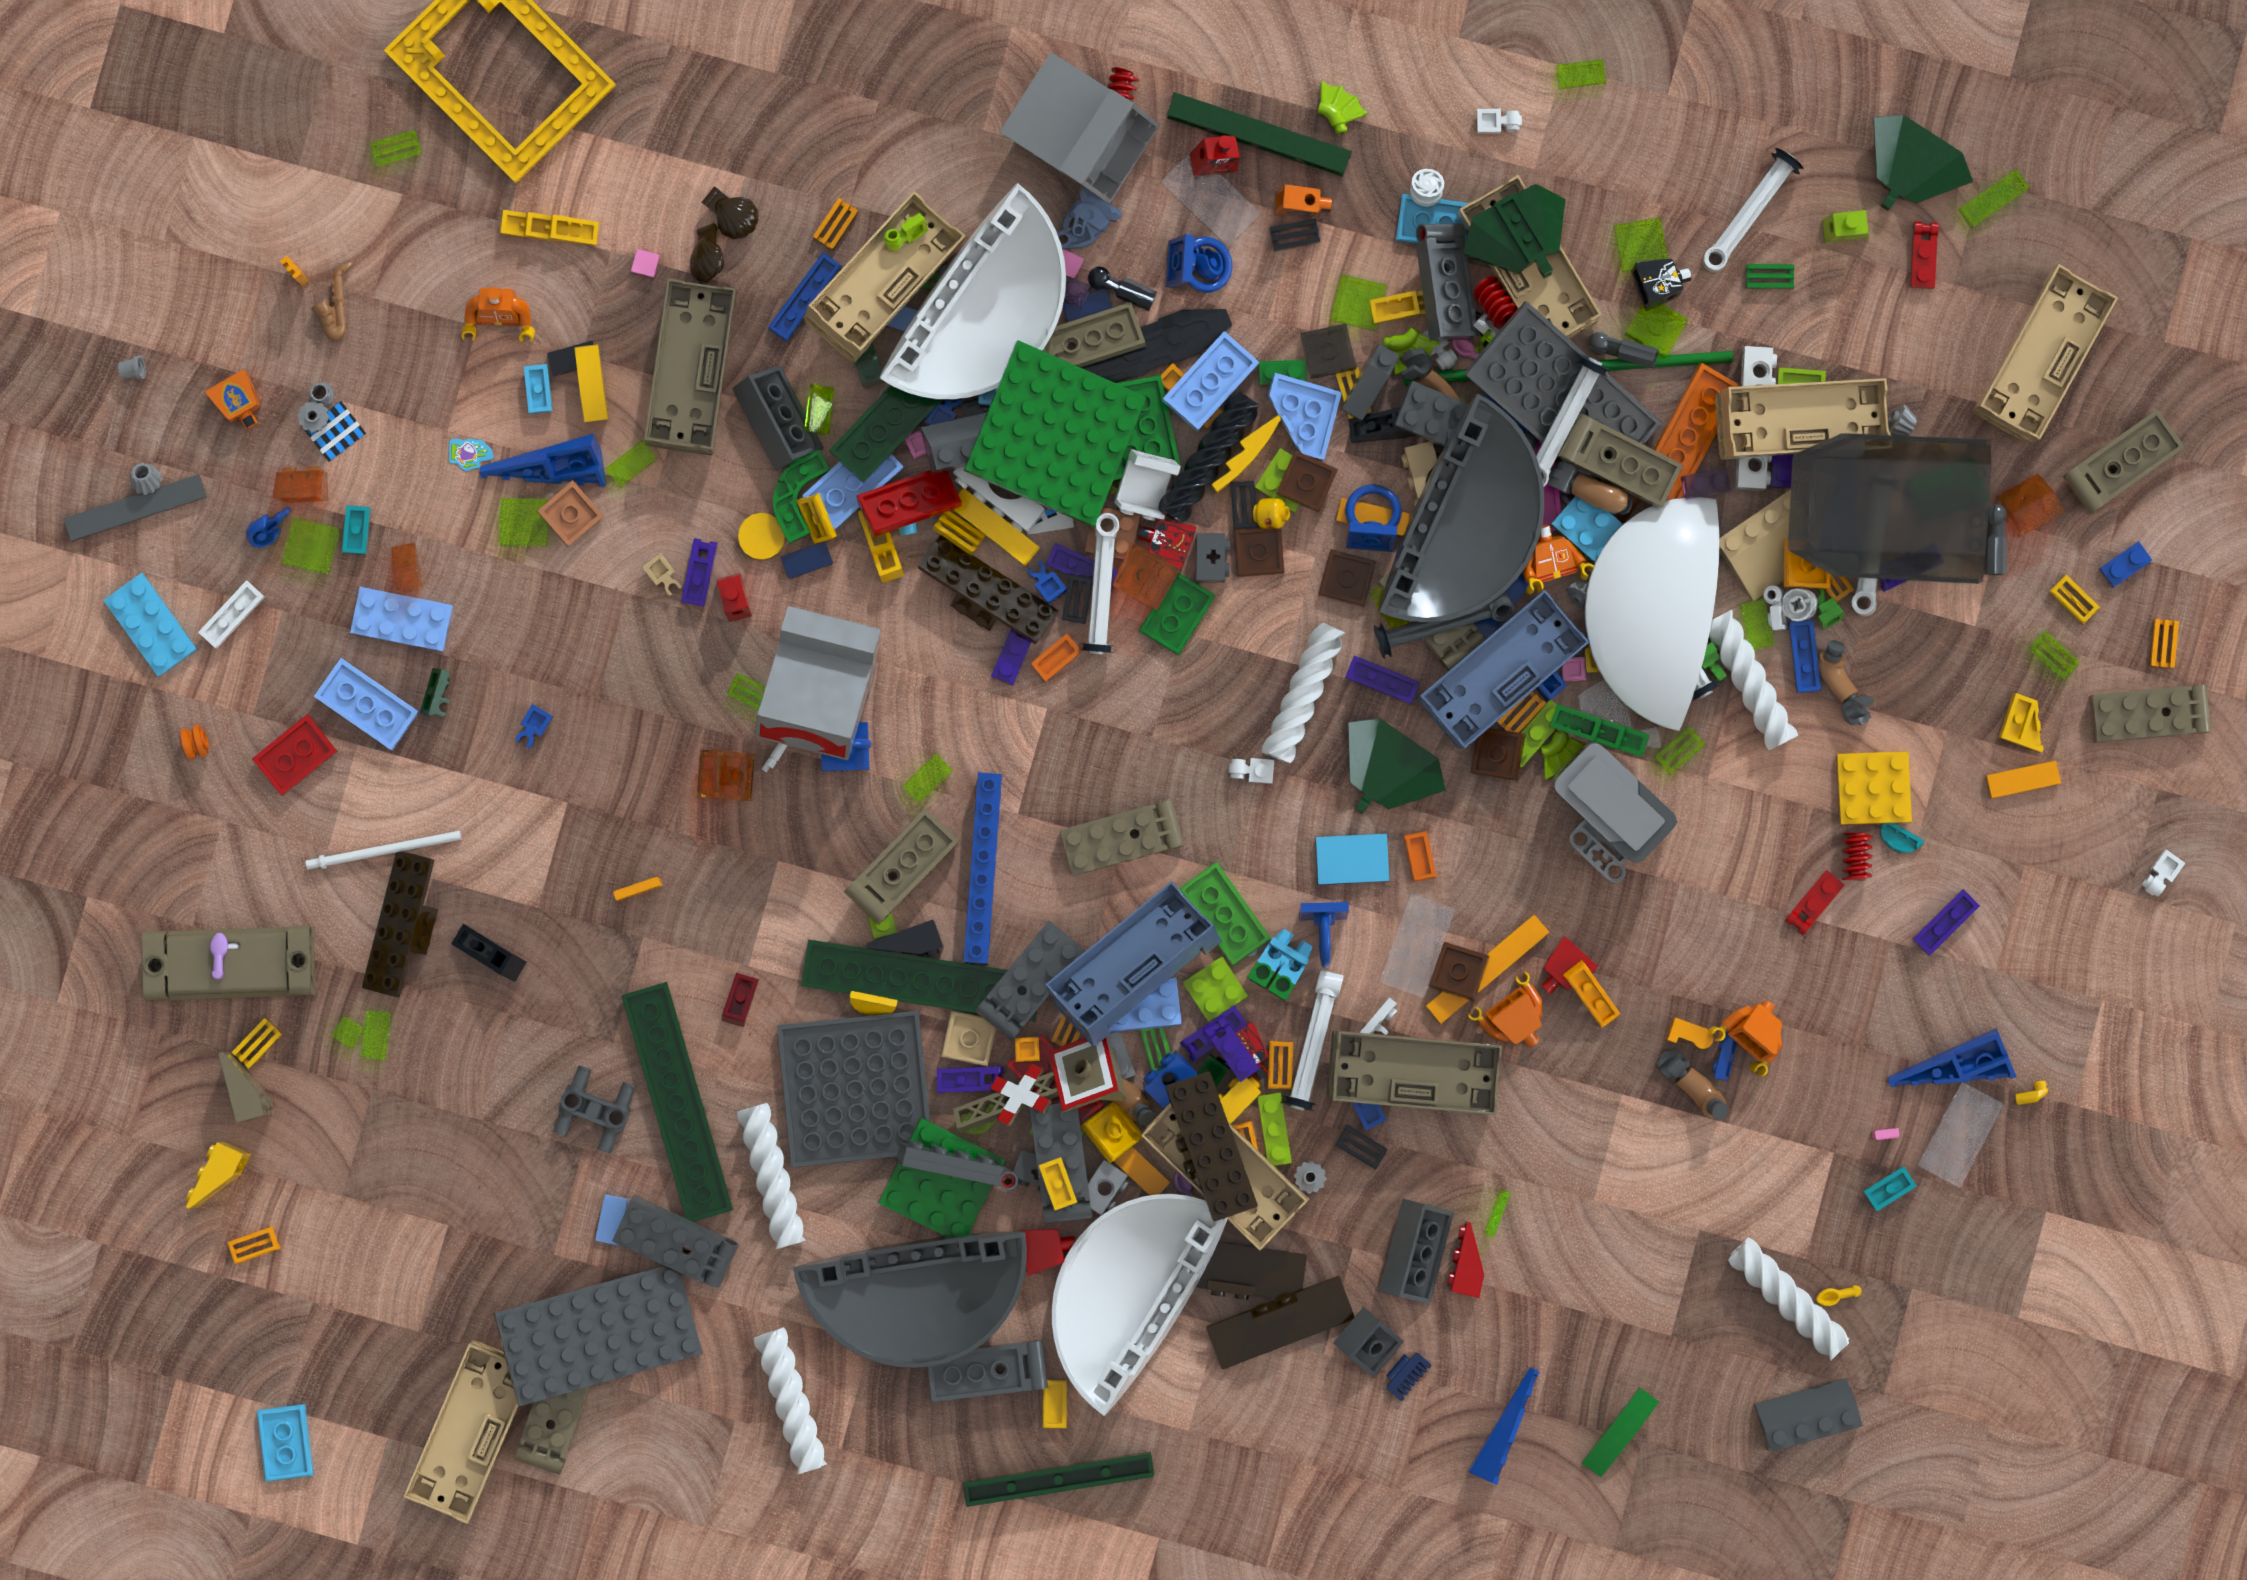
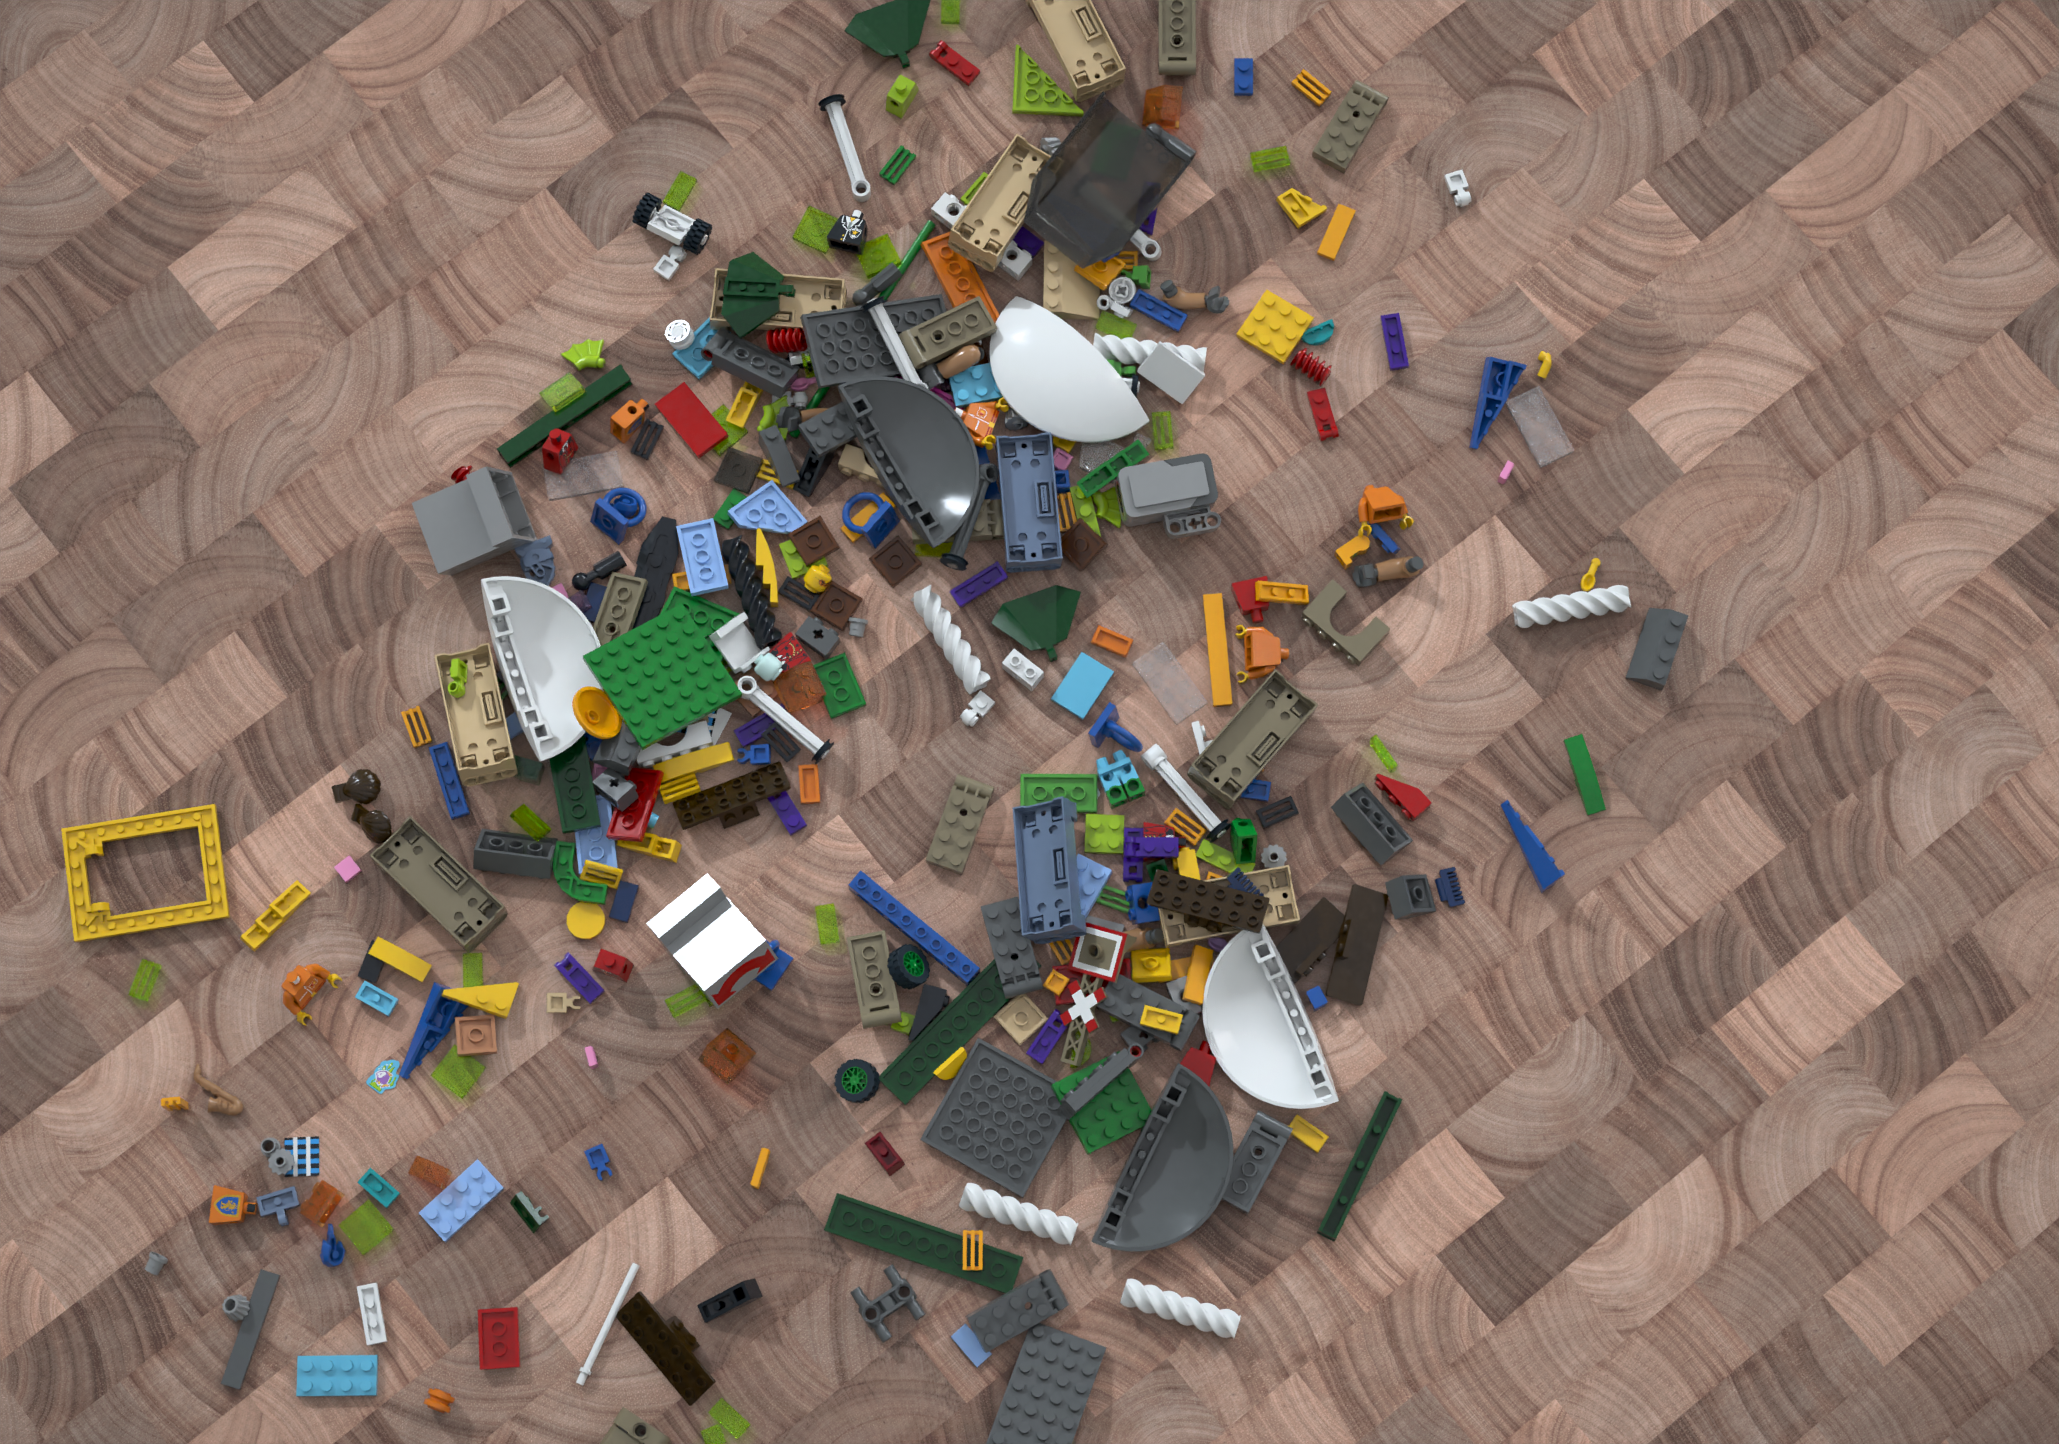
camera: 55 degrees left, 10 degrees down
(272, 443) = (278, 1203): none -> sand blue plate
(366, 704) = (500, 1264): light blue plate -> none
(616, 501) = (489, 998): none -> yellow wing
(629, 643) = (591, 1056): none -> bright pink tile
(686, 1167) = (972, 1267): none -> light orange tile
(775, 756) = (737, 1011): white wheel -> none
(790, 922) = (857, 1081): none -> black wheel
(906, 482) = (616, 789): none -> dark grey brick
(938, 891) = (908, 966): none -> black wheel
(967, 397) = (596, 713): none -> light orange dish
(1134, 1185) = (1197, 974): none -> light orange tile
(1142, 531) = (768, 667): none -> light aqua head
(1196, 1319) = (1317, 998): none -> blue slope
(1249, 1162) = (1236, 884): none -> dark blue piece
(1251, 589) = (857, 626): none -> light grey piece
(1280, 113) = (562, 392): none -> clear neon green tile
(1312, 1128) = (1243, 833): none -> green torso
(1324, 788) = (1022, 669): none -> white brick
(1345, 265) = (691, 420): none -> red tile
(1459, 971) = (1206, 667): reddish brown tile -> none
(1537, 93) = (671, 224): none -> plate
(1588, 1108) = (1355, 647): none -> dark tan arch
(1705, 483) = (1001, 294): clear purple plate -> none
(1744, 717) = (1171, 372): none -> white tile
(1889, 1188) = (1543, 494): teal plate -> none
(1954, 362) = (1037, 92): none -> lime tile
(2059, 585) = (1259, 126): yellow tile -> none

